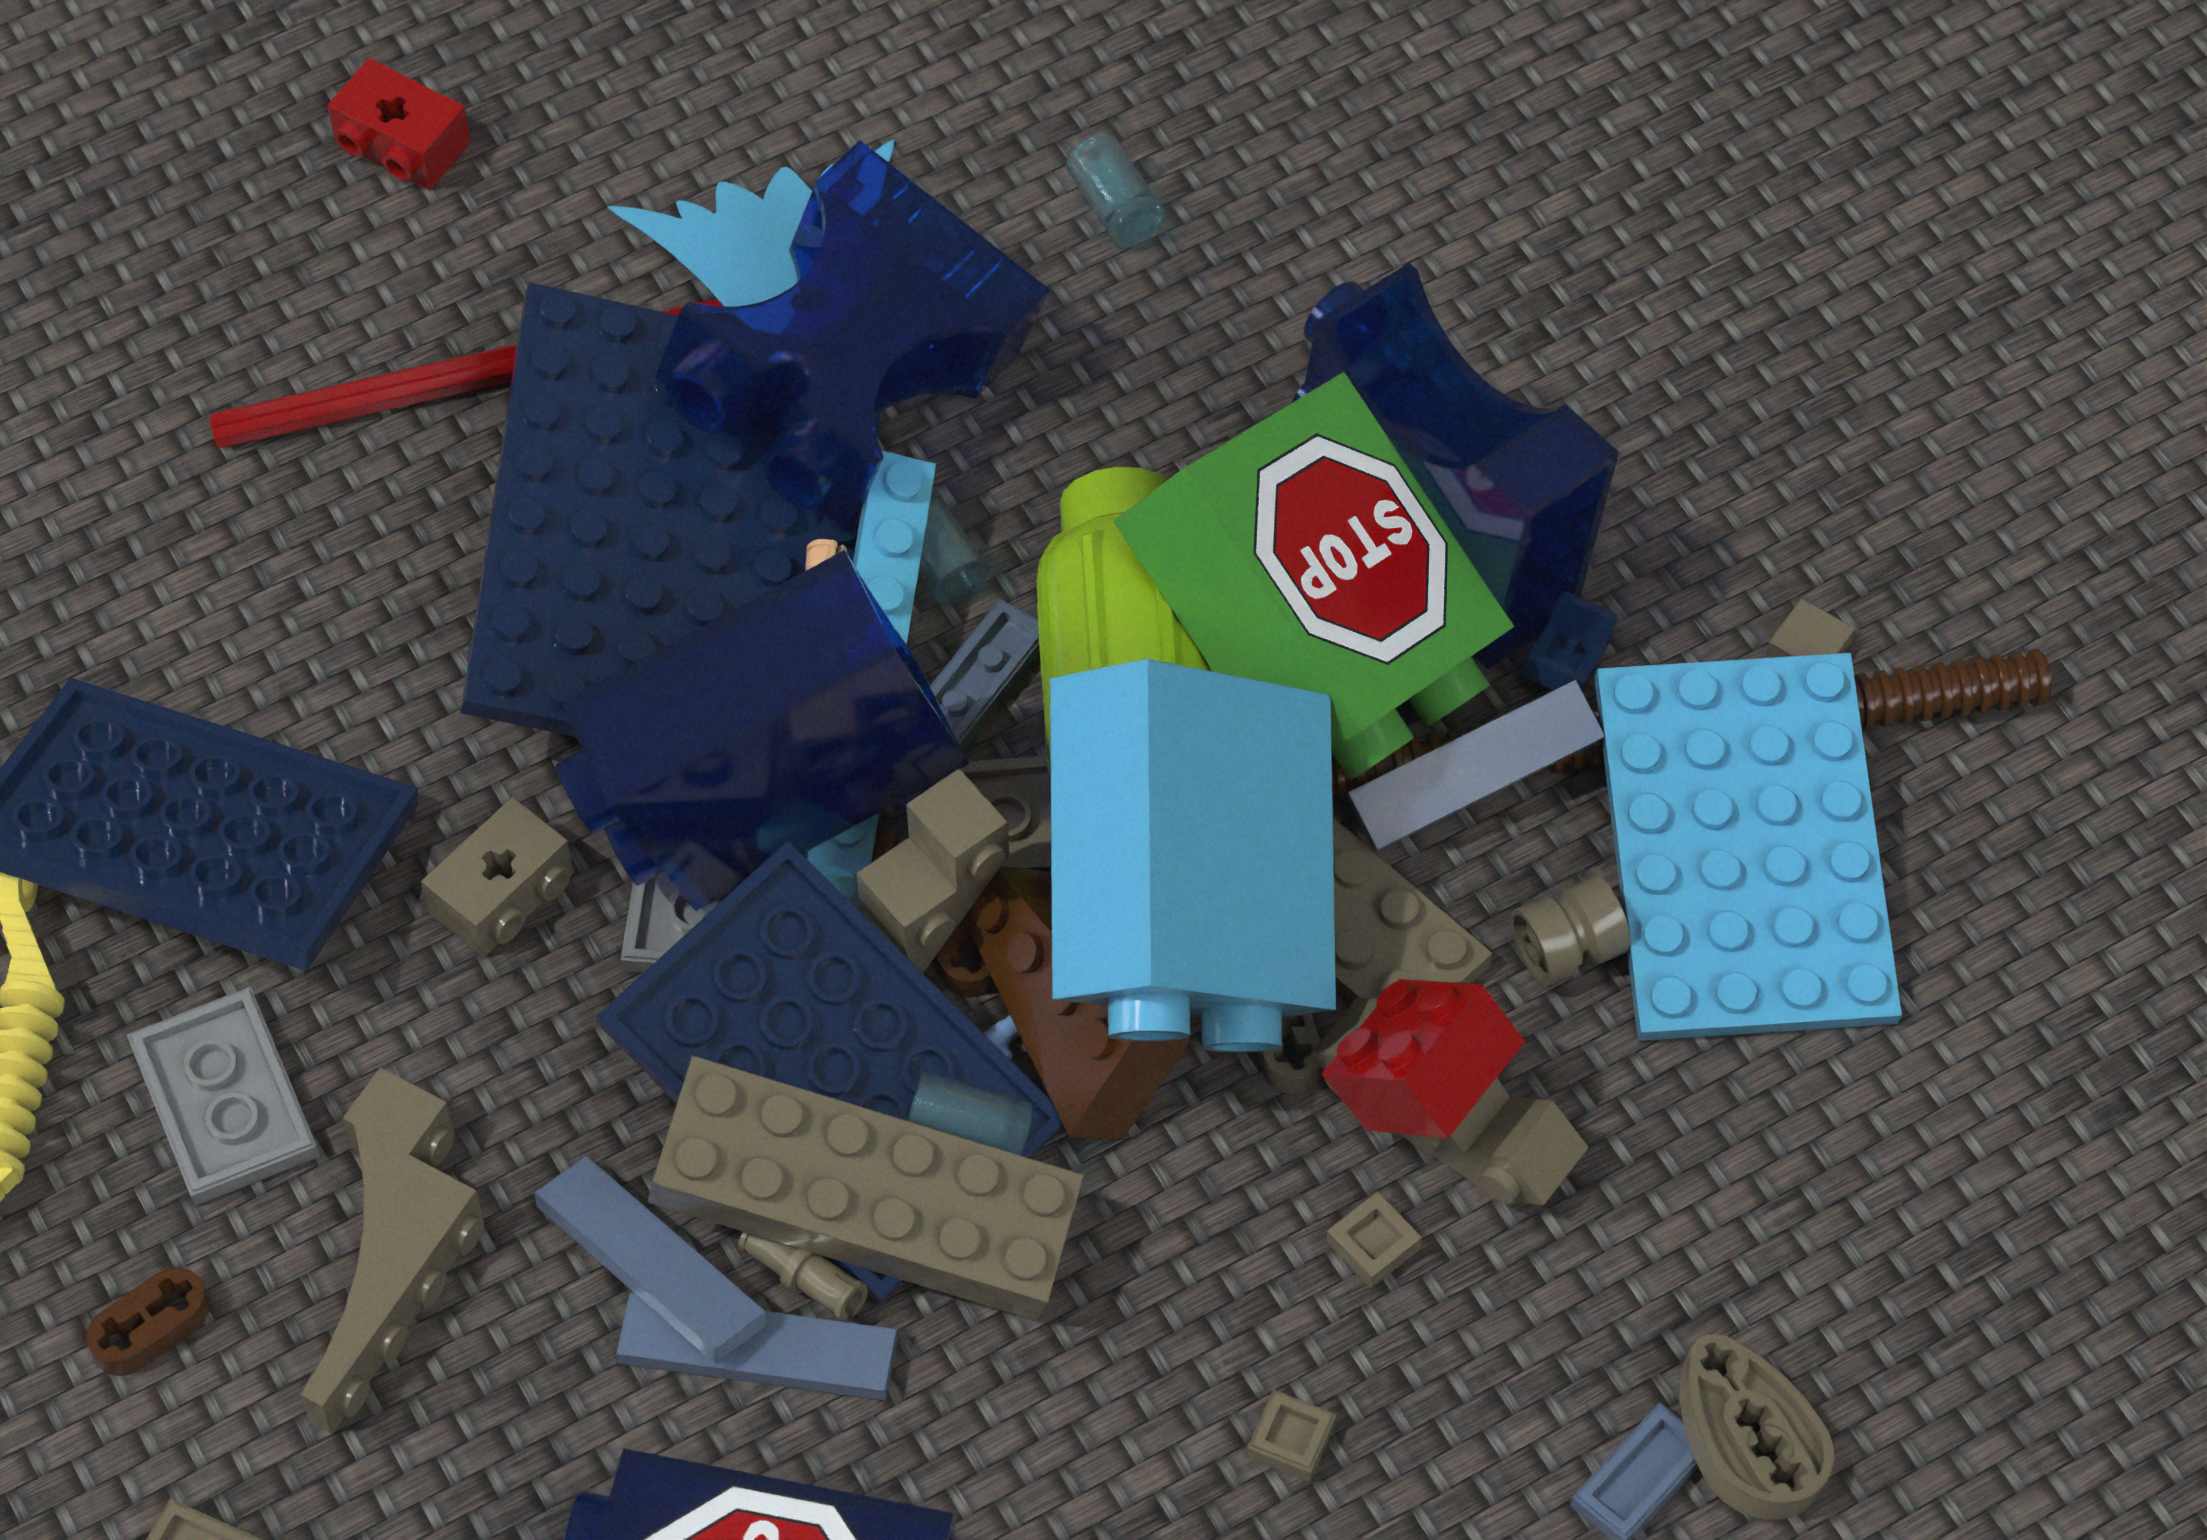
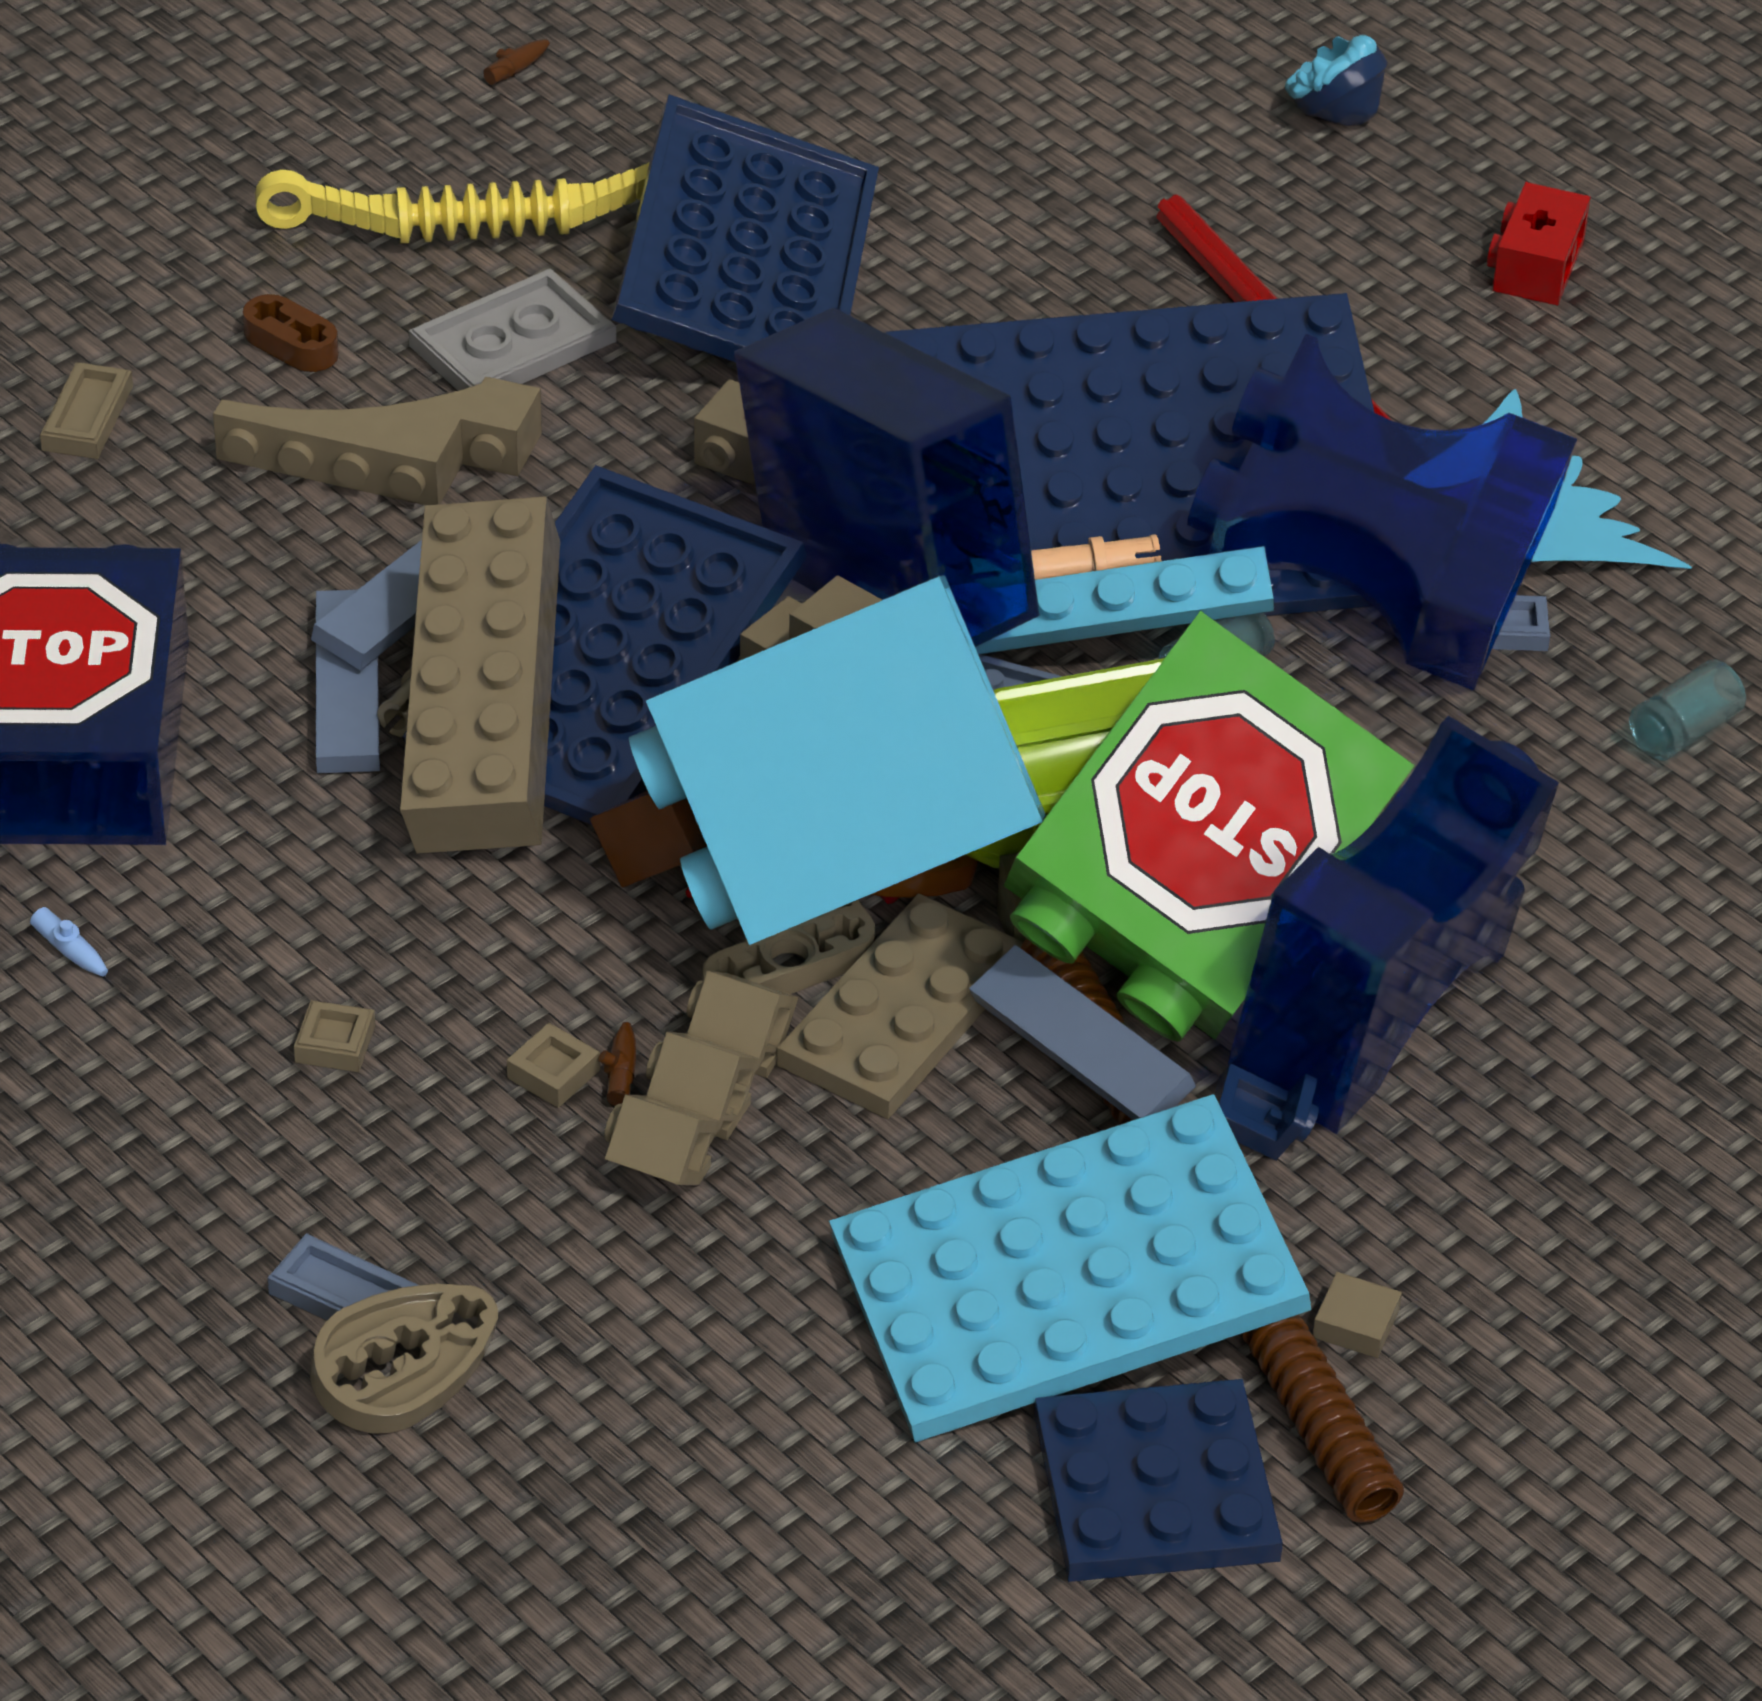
camera: 75 degrees right, 15 degrees down
(77, 224) = (1341, 82): none -> dark blue hair
(971, 1112) = (572, 729): clear light blue piece -> none
(1385, 1178) = (620, 1064): none -> reddish brown helmet
(1423, 1057) = (707, 1002): red brick -> none
(1579, 927) = (918, 1141): dark tan wheel -> none
(1979, 839) = (1157, 1480): none -> dark blue plate

